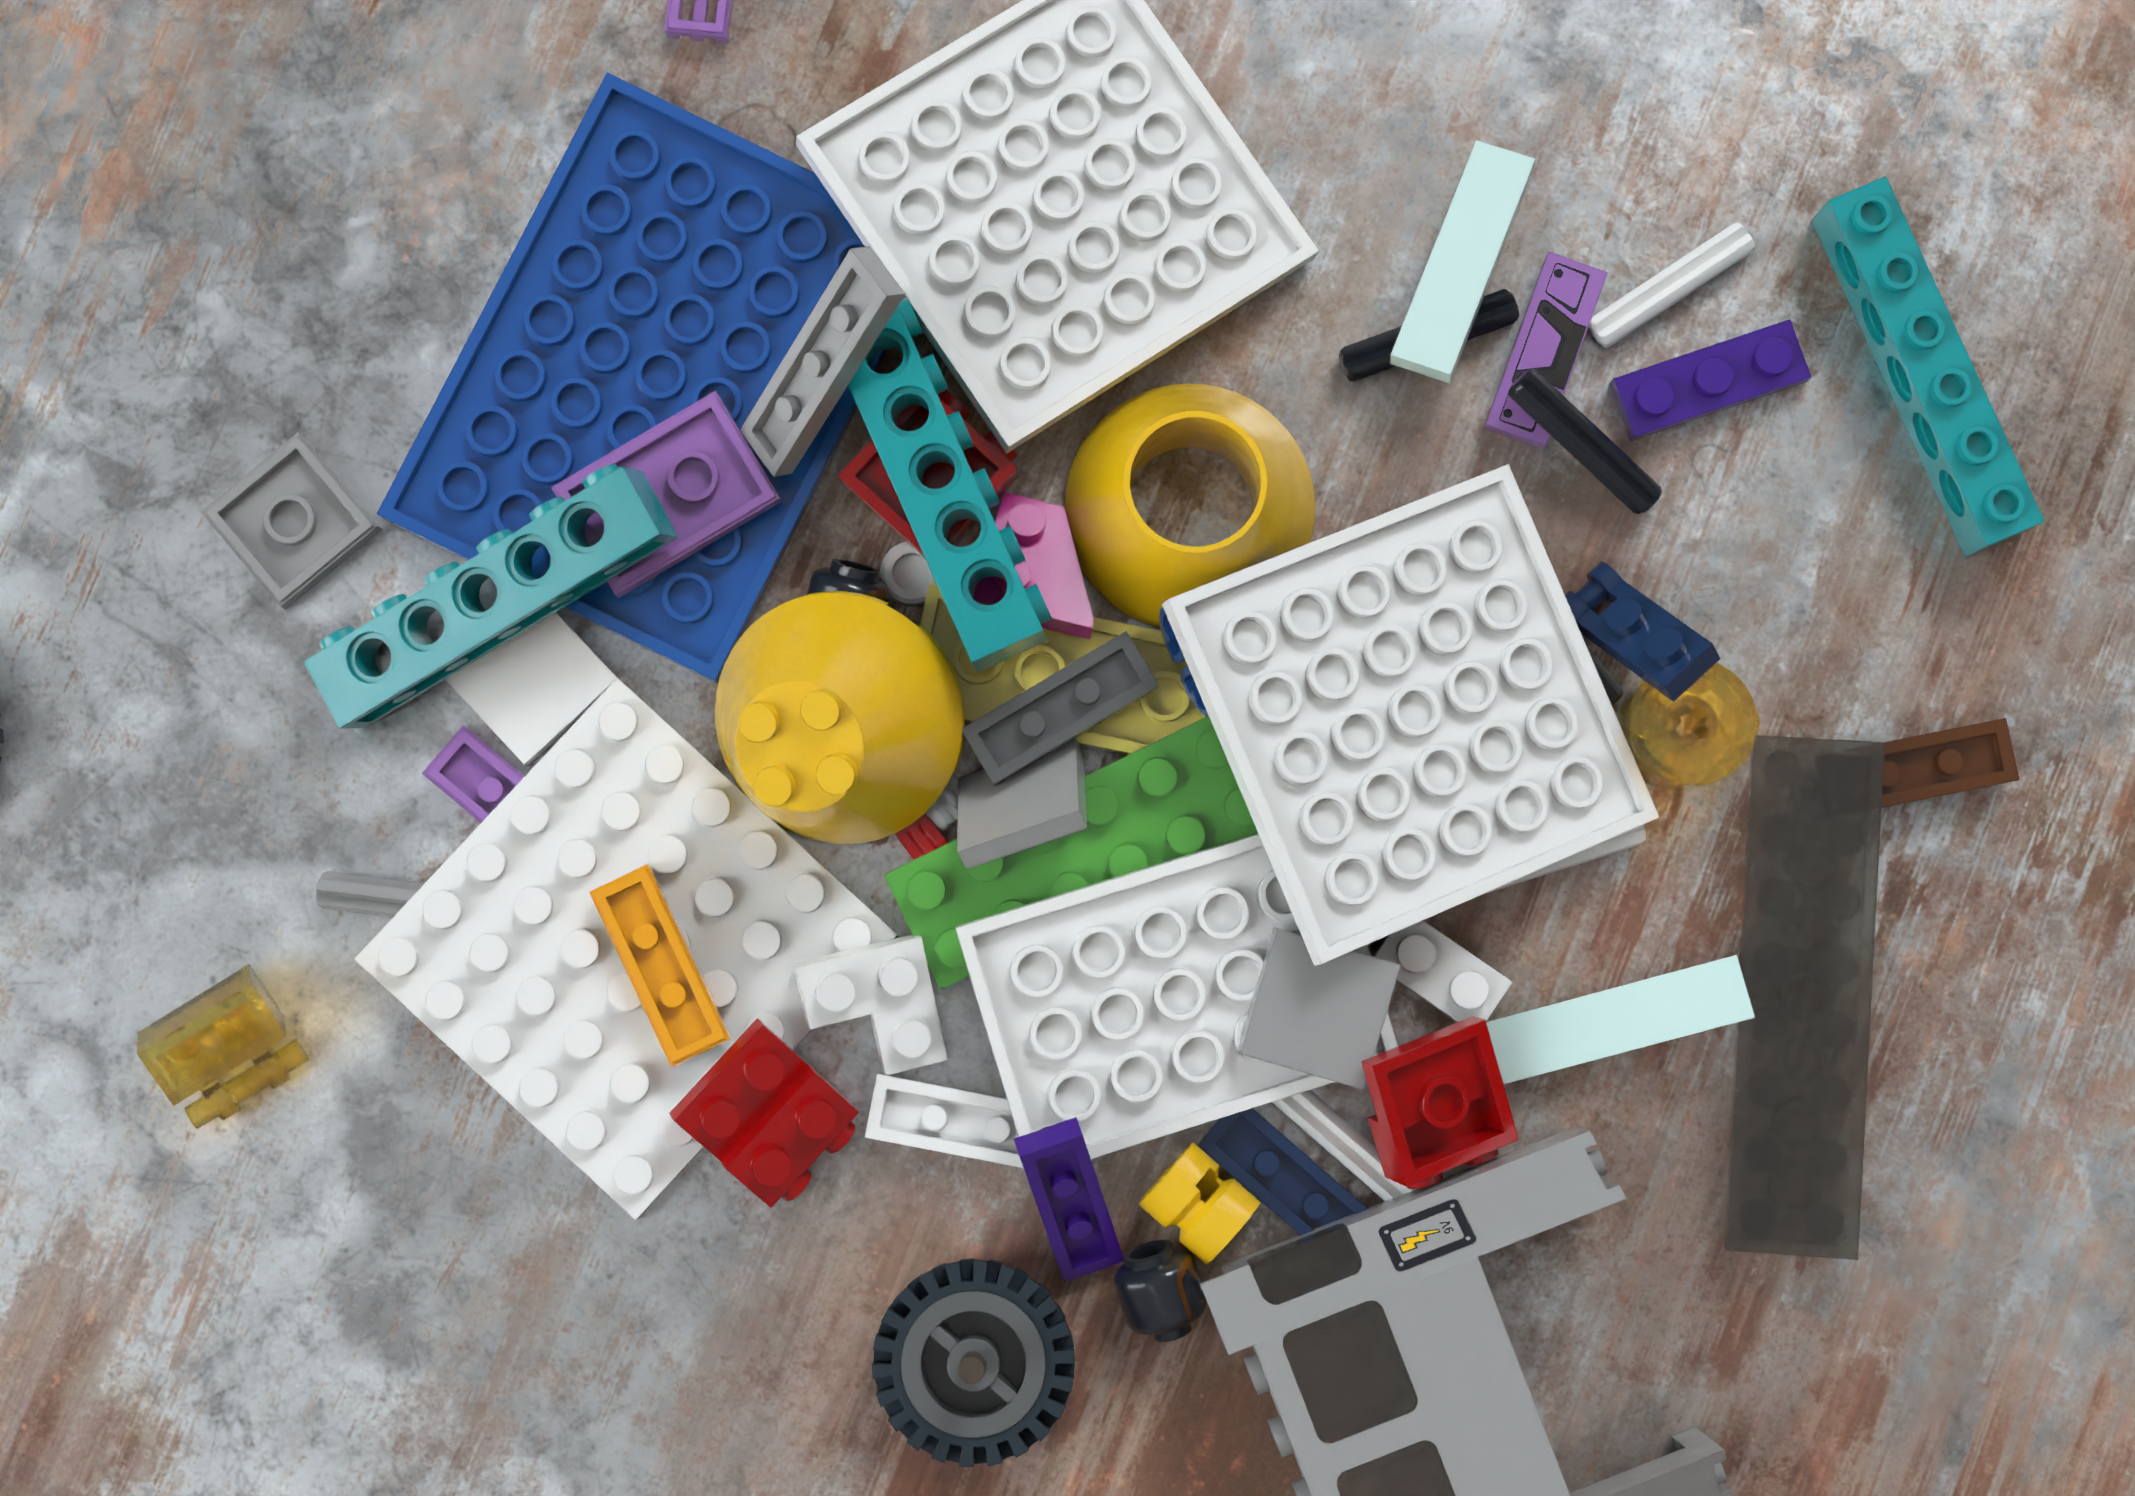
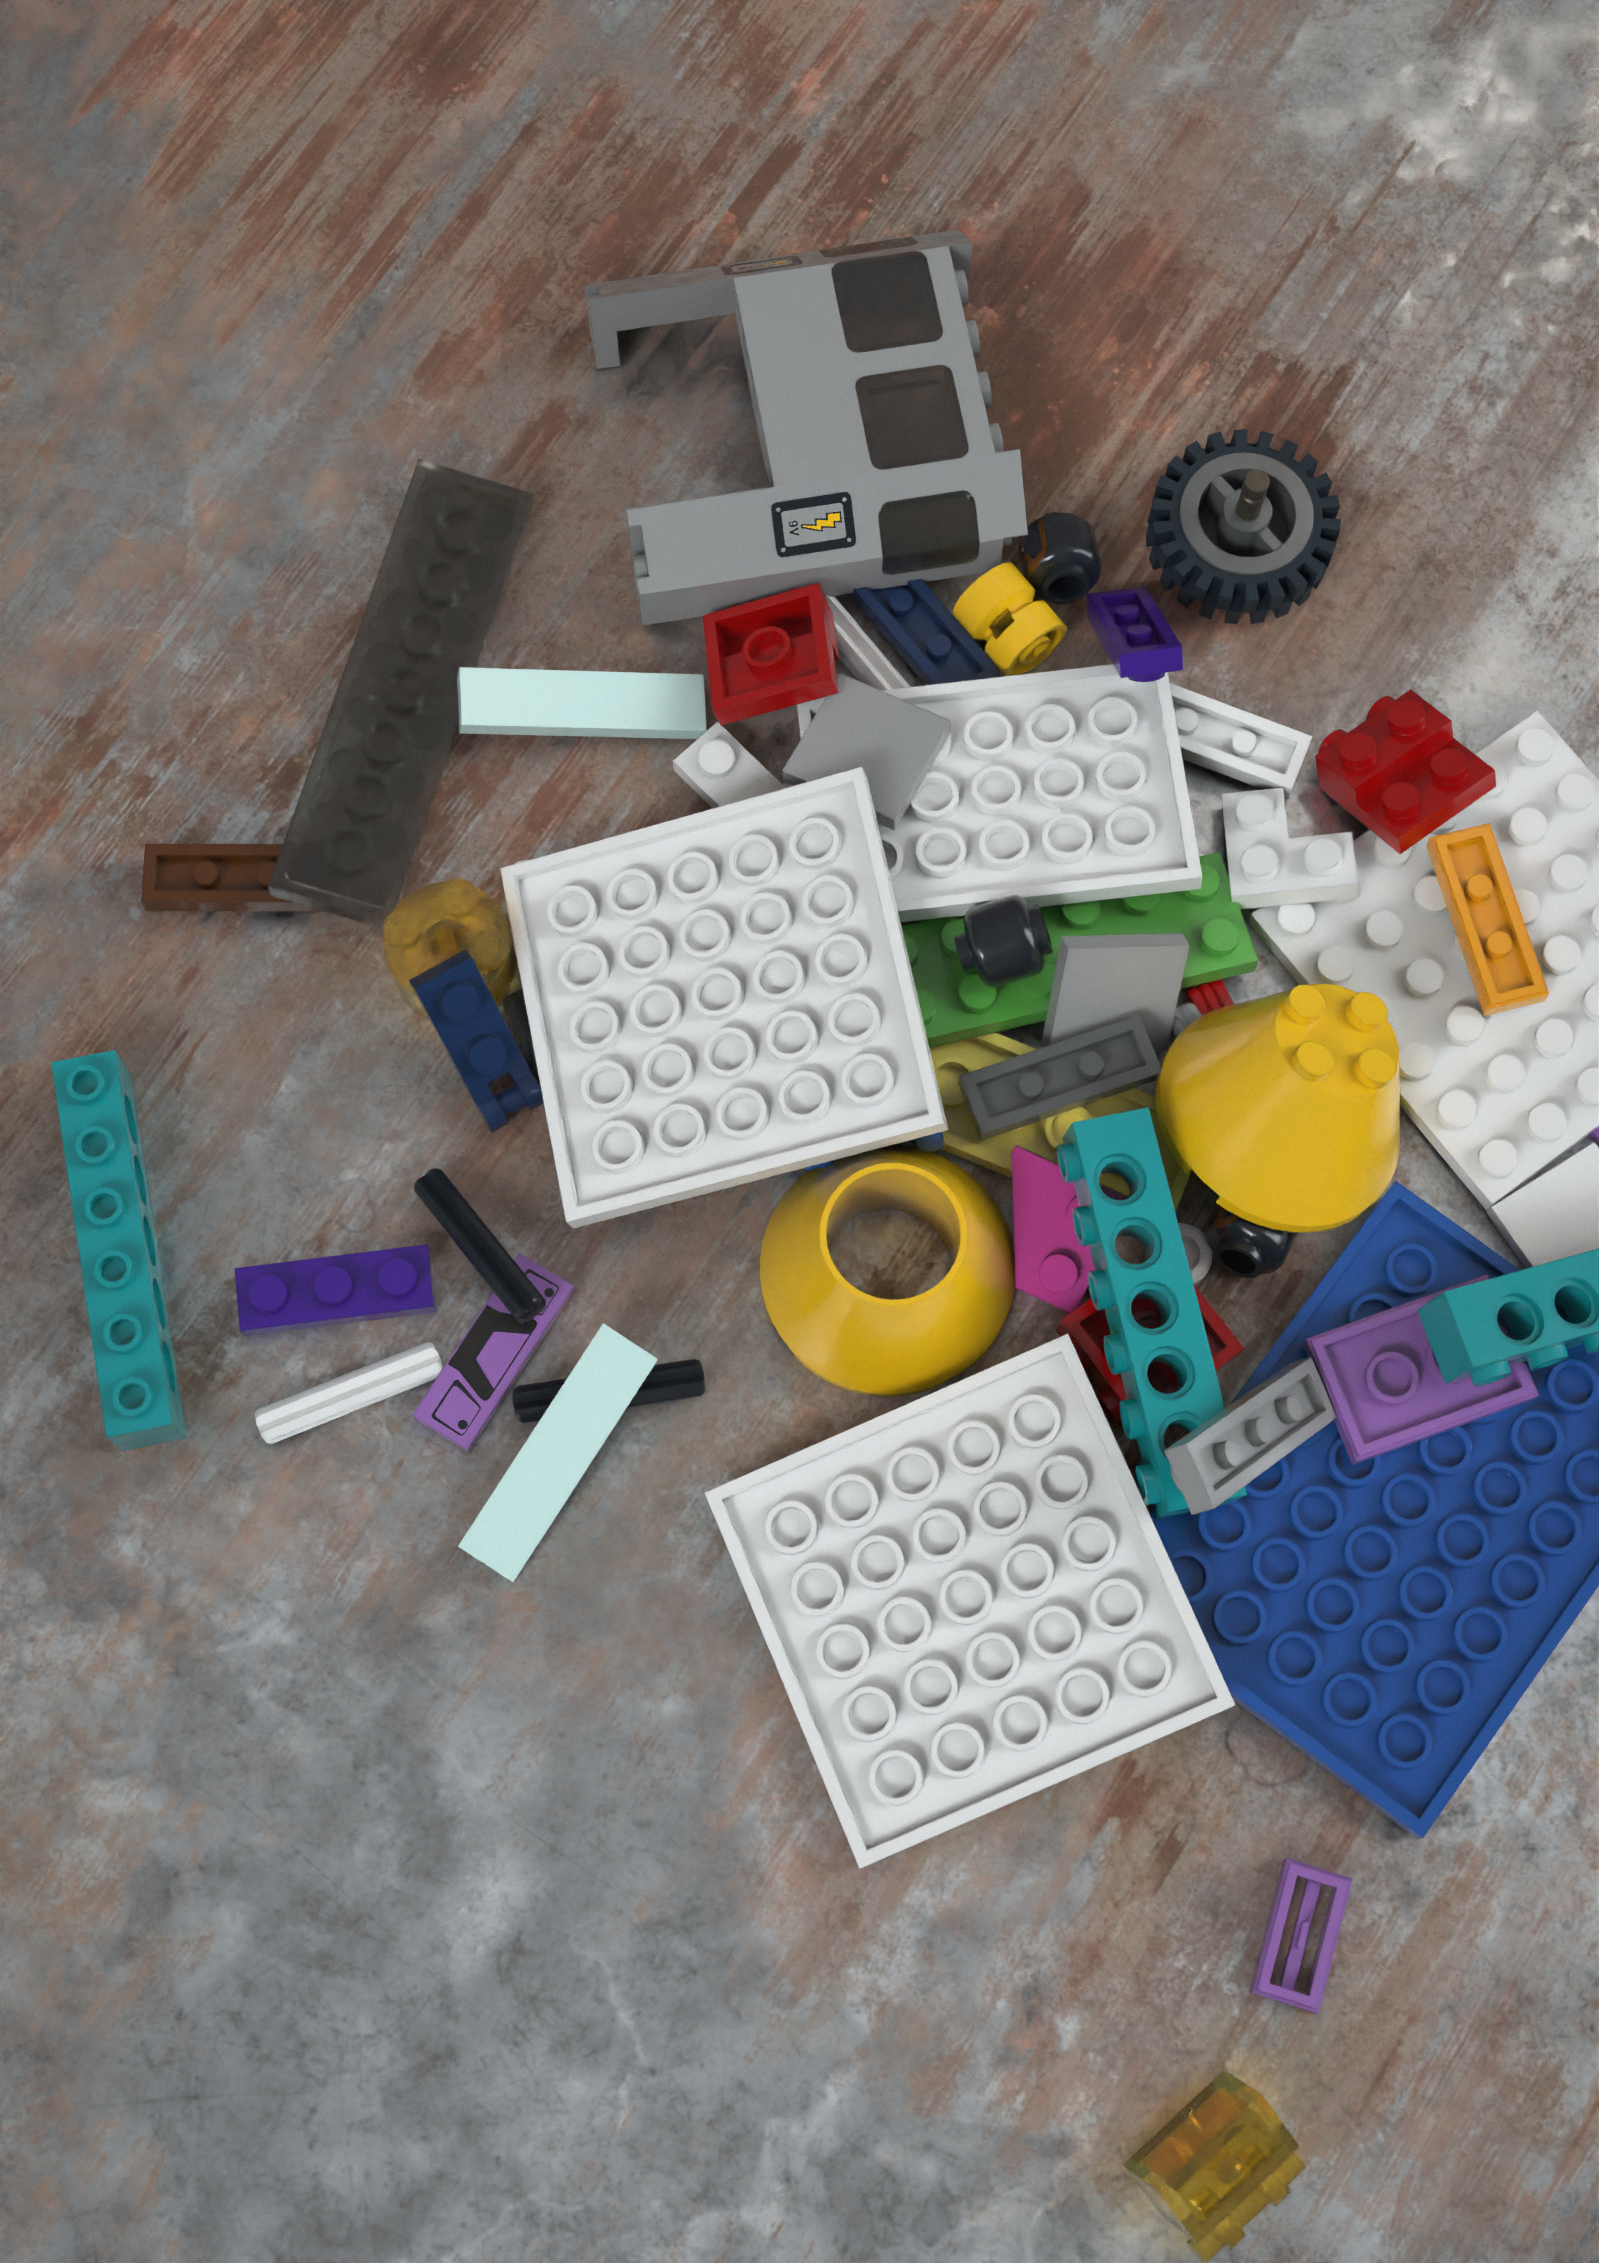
camera: 170 degrees left, 10 degrees down
(1142, 822) = (1004, 941): none -> black head

